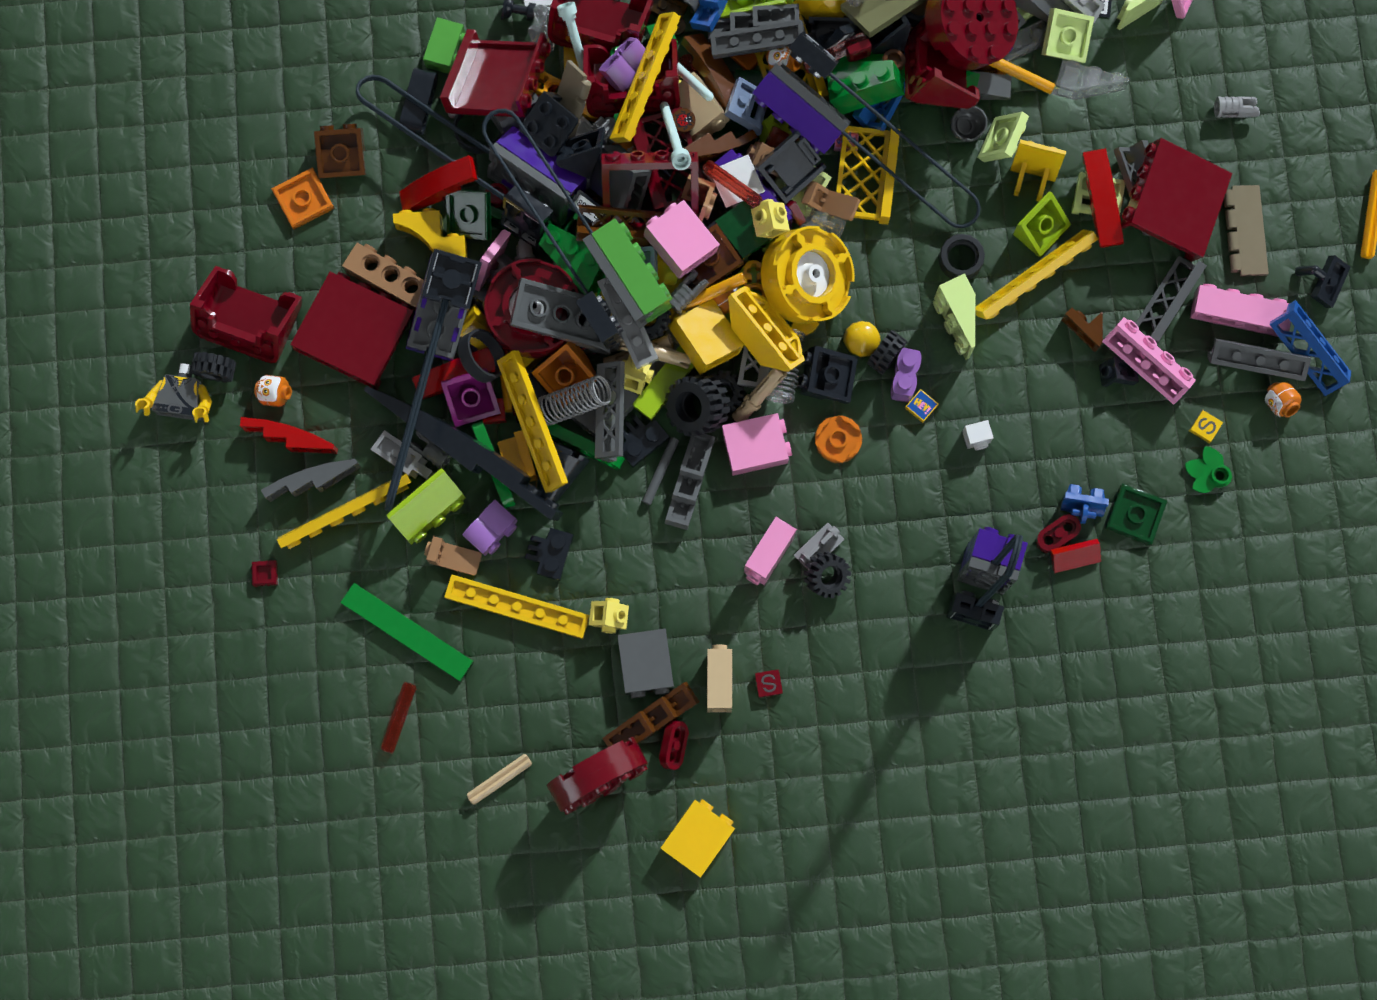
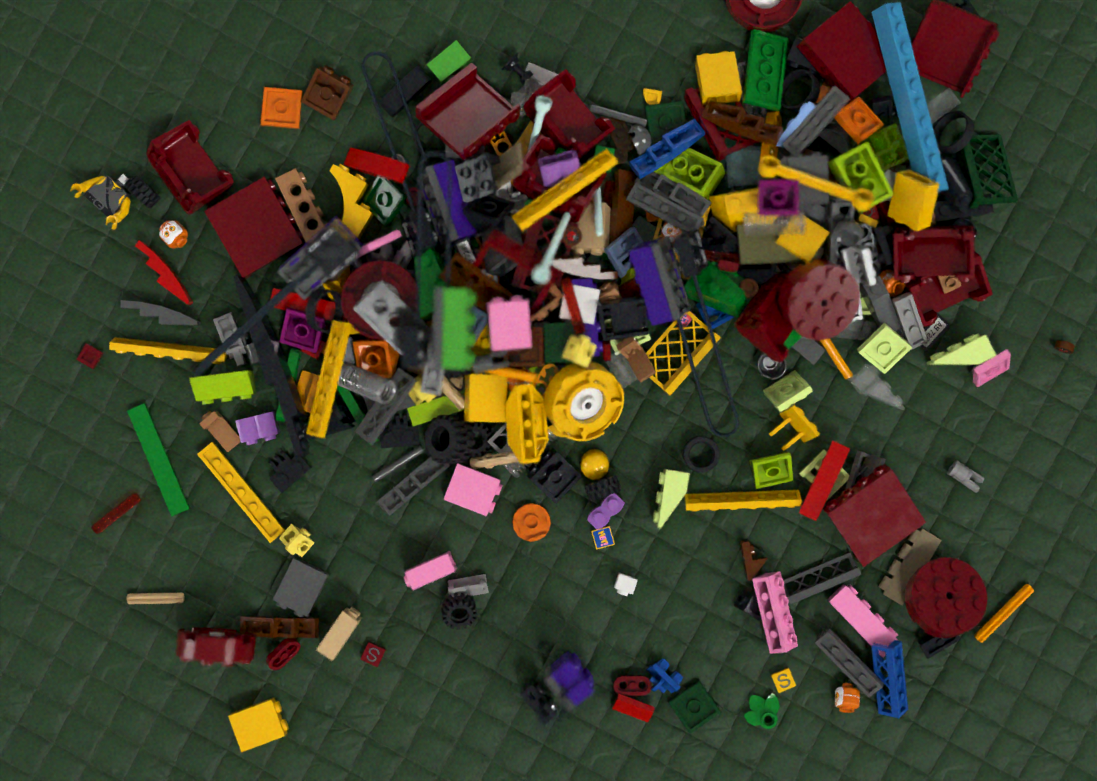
camera: 35 degrees right, 10 degrees up
(1307, 231) = (946, 597): none -> dark red piece

